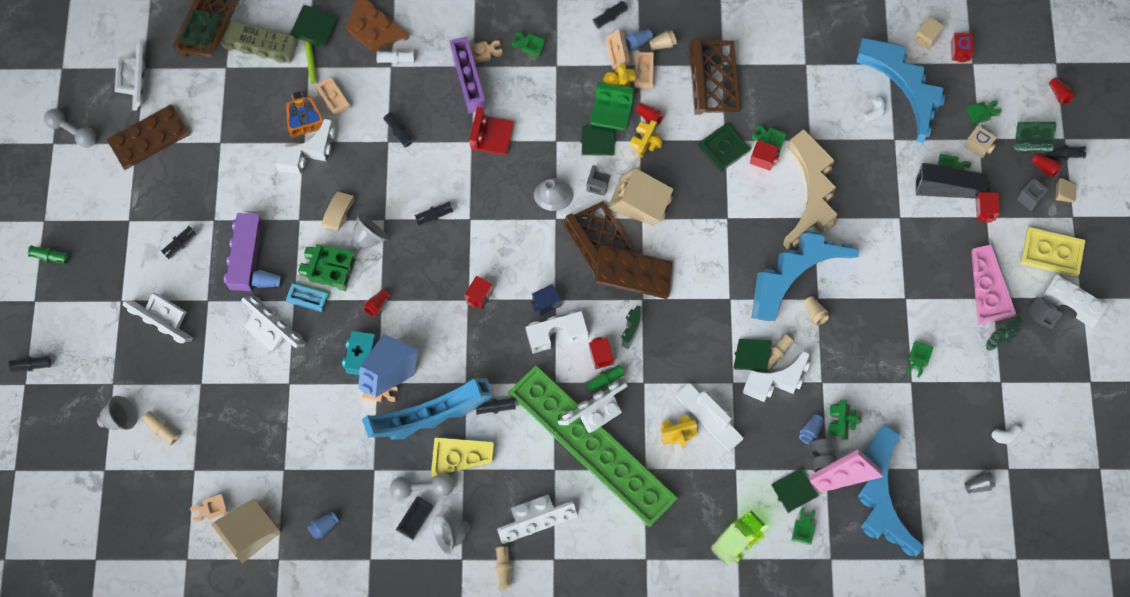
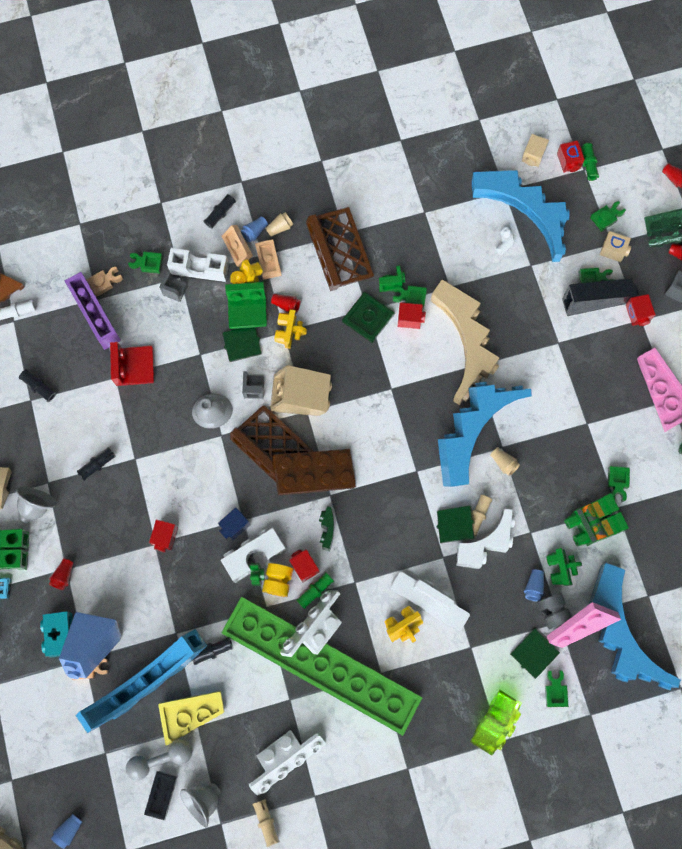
camera: 15 degrees left, 5 degrees up
(546, 73) = (172, 287): none -> dark grey panel
(555, 349) = (257, 574): none -> green plate
(565, 55) = (185, 264): none -> white arch
(574, 356) = (277, 580): none -> yellow wheel
(752, 119) = (388, 282): none -> green bracket
(887, 387) = (589, 523): none -> green hips
(980, 57) = (590, 161): none -> green pin

